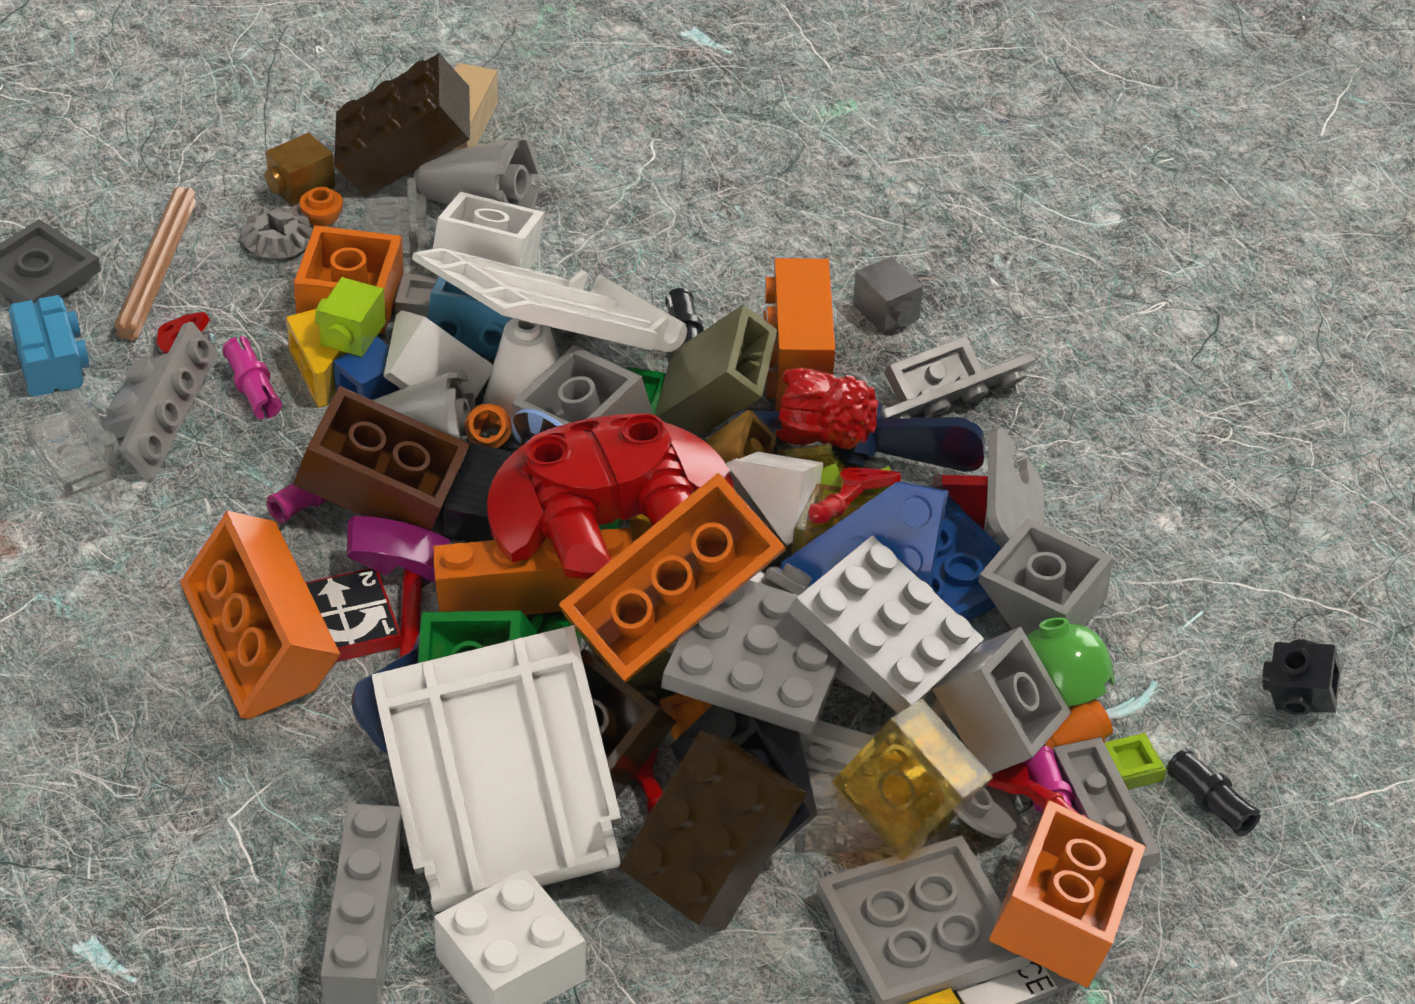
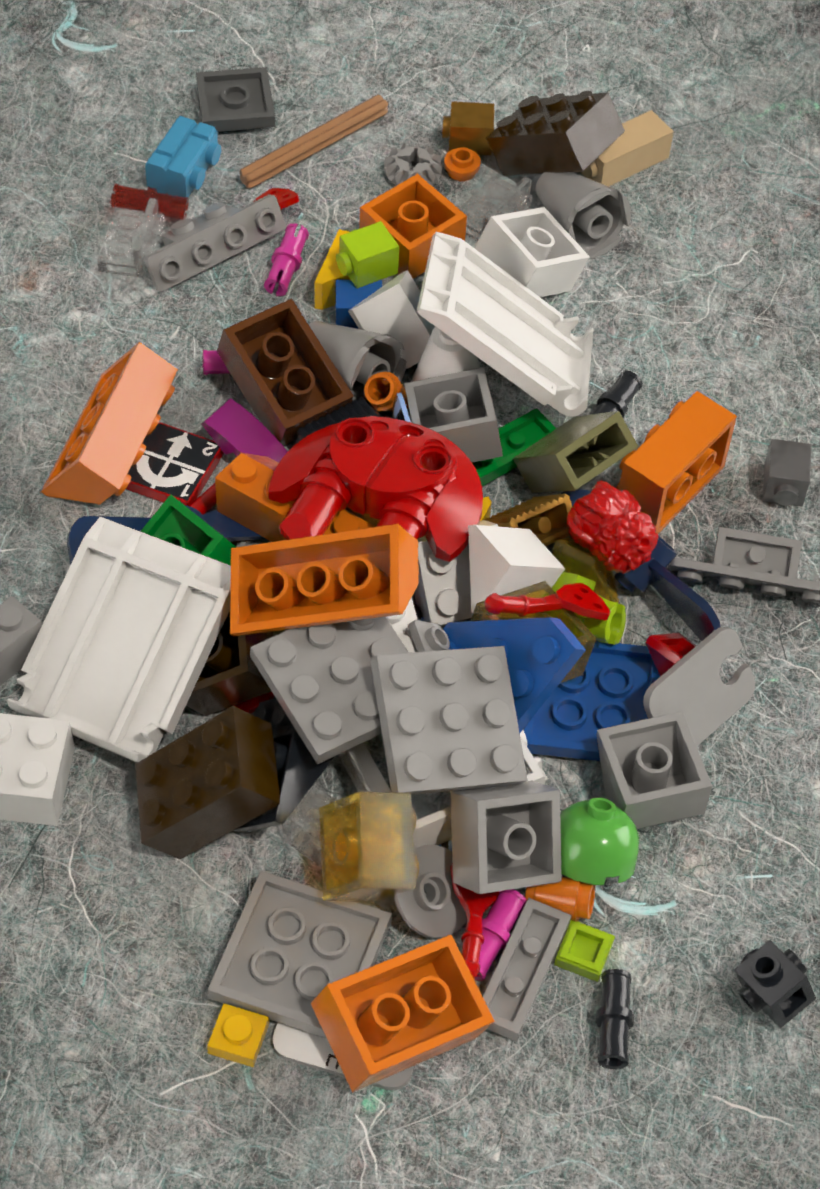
camera: 40 degrees right, 10 degrees up
(53, 402) = (137, 199): none -> clear red pin

